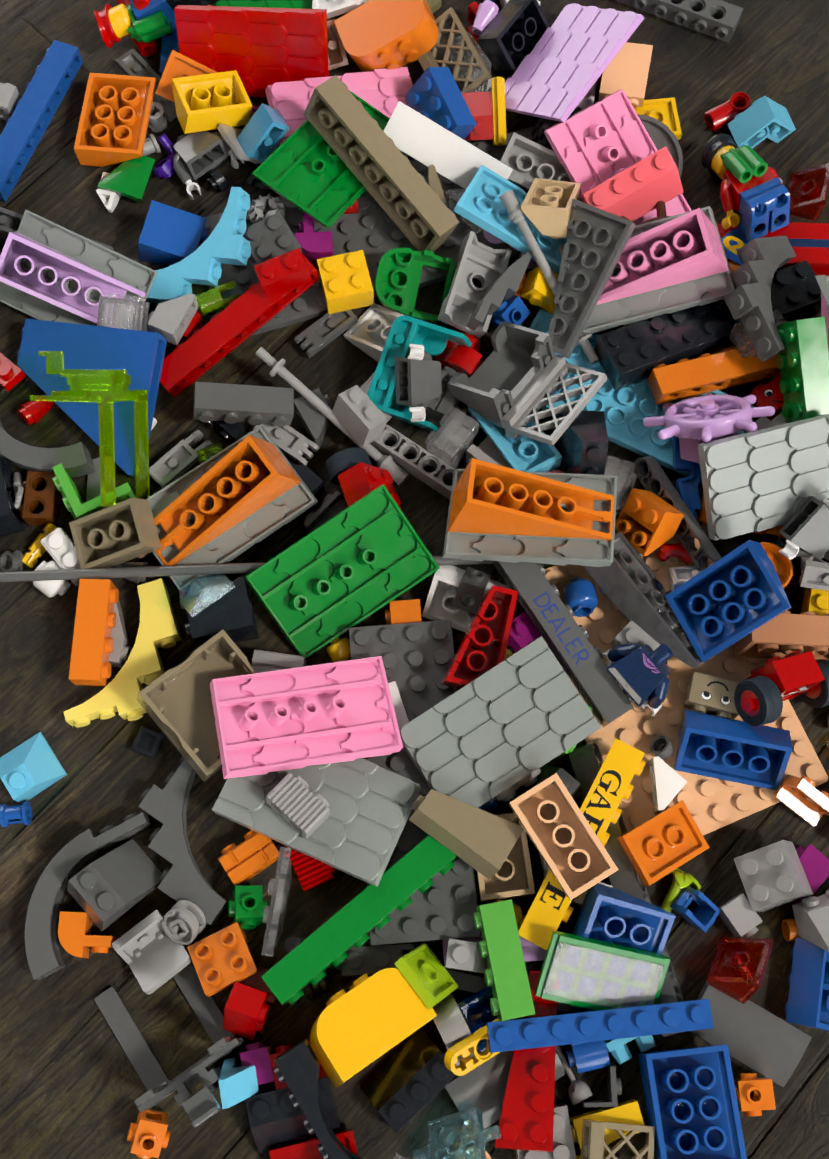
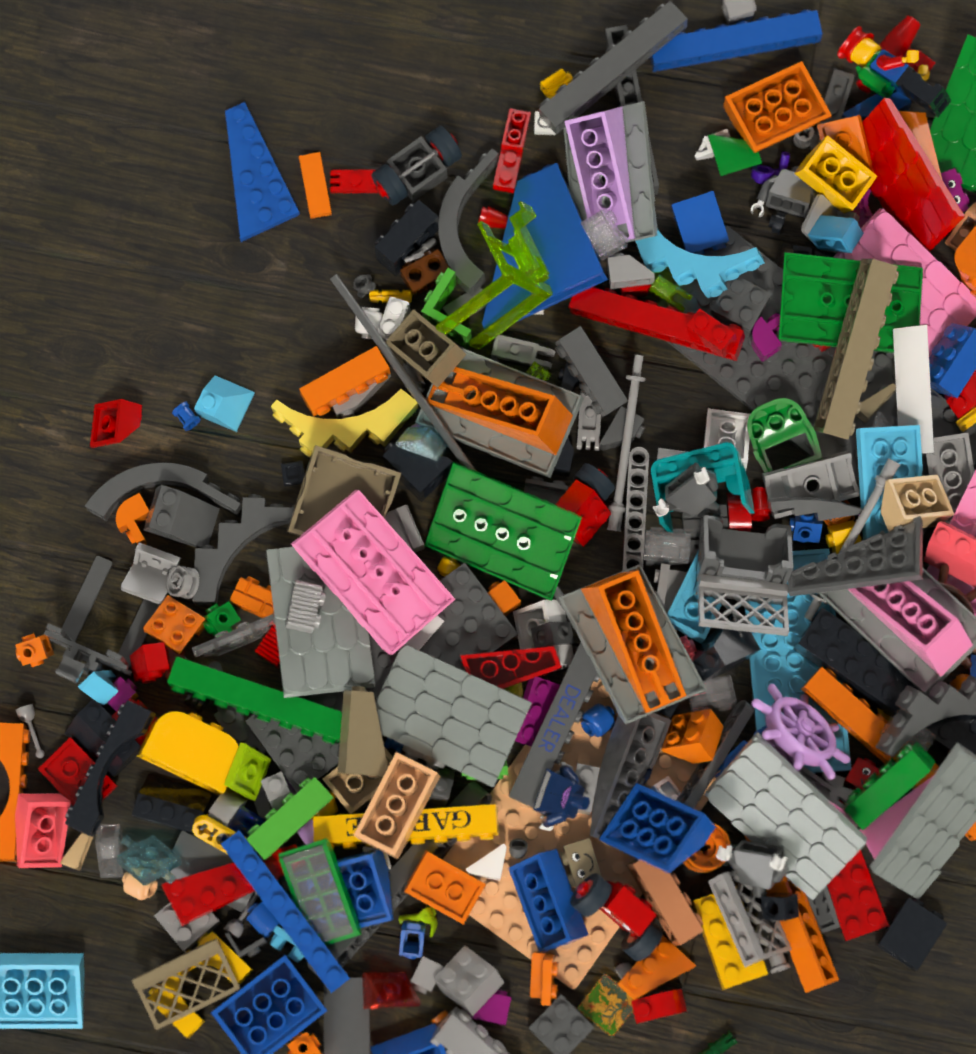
camera: 60 degrees right, 5 degrees up
(150, 146) = (775, 150): light grey bush -> none
(257, 206) = (763, 276): light grey gear -> none
(325, 331) = (702, 392): dark grey hinge -> none
(345, 282) = (747, 382): yellow brick -> none
(359, 415) = (636, 465): light grey brick -> none
(673, 550) = (683, 771): red arm -> none

